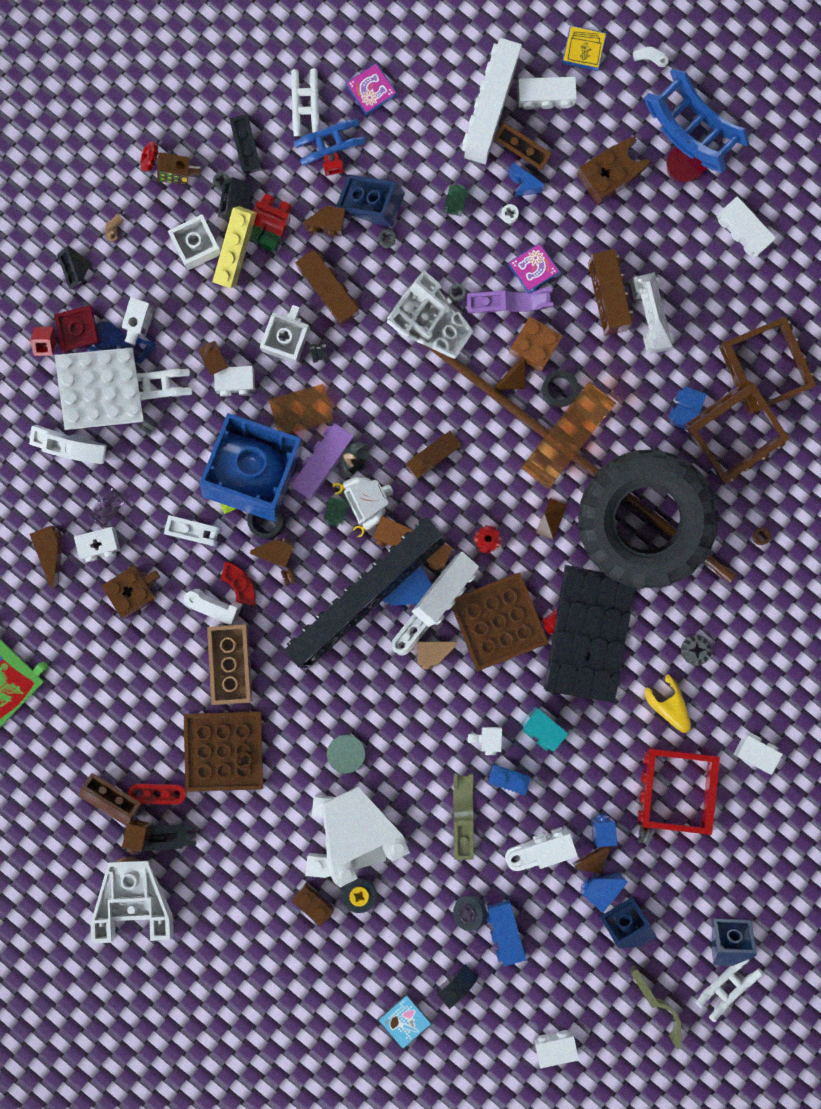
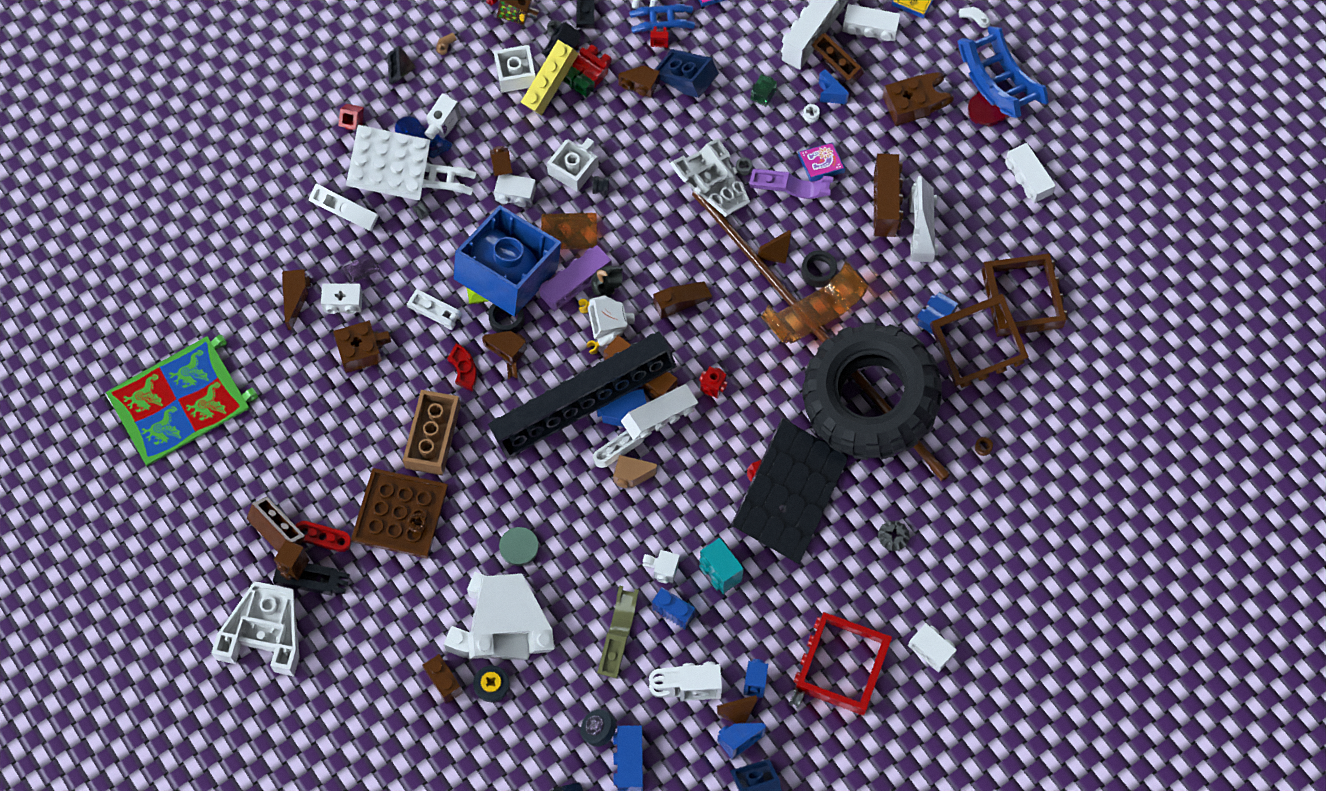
camera: 15 degrees right, 20 degrees down
(76, 328) = (385, 114): dark red tile -> none
(214, 608) = (420, 371): white leg -> none
(327, 287) = (625, 134): reddish brown brick -> none
(335, 512) = (575, 324): clear green brick -> none
(388, 232) = (693, 103): dark grey bush -> none
(498, 622) = (703, 460): reddish brown plate -> none
(535, 344) = (806, 223): dark orange brick -> none
(551, 518) = (780, 381): reddish brown slope -> none
(672, 709) = (855, 583): yellow animal -> none

